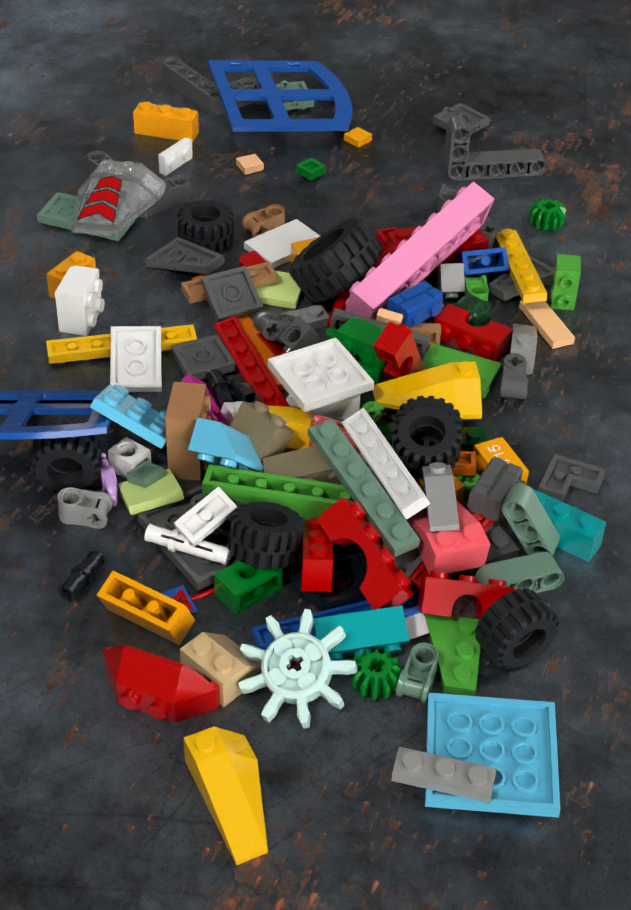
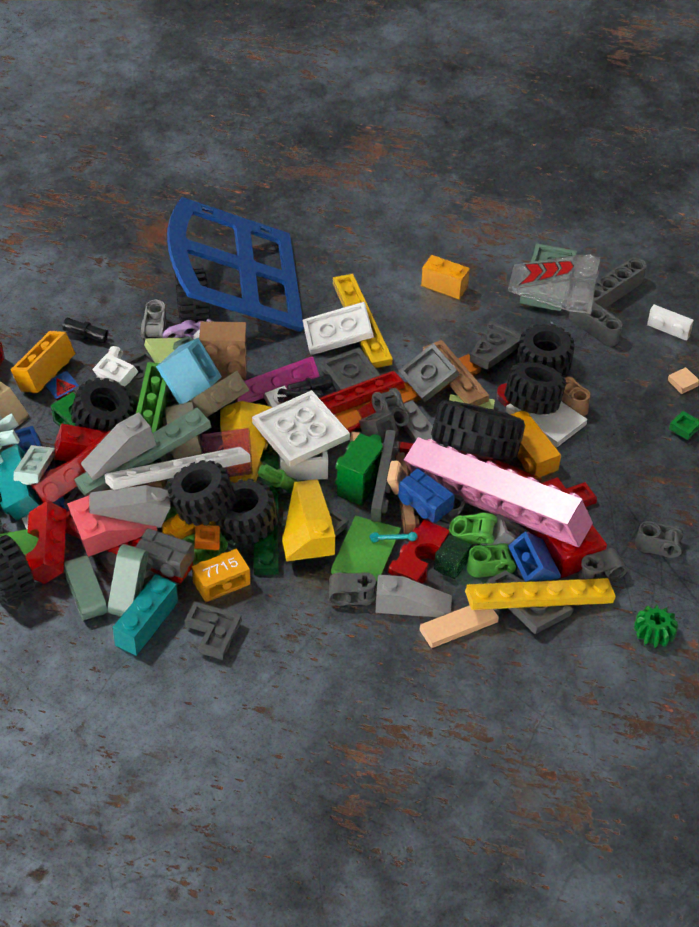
camera: 85 degrees right, 5 degrees up
(79, 300) = (405, 281): white hinge -> none
(132, 414) = (239, 306): medium azure plate -> none
(271, 228) = (535, 388): none -> black tyre
(355, 596) = (33, 464): none -> light aqua plate
(372, 489) = (120, 445): none -> light grey slope
(399, 350) = (334, 468): red arch -> none
(448, 357) = (374, 537): none -> teal hinge
(454, 282) = (474, 528): none -> bright green piece
(565, 282) = (507, 627): bright green brick -> none

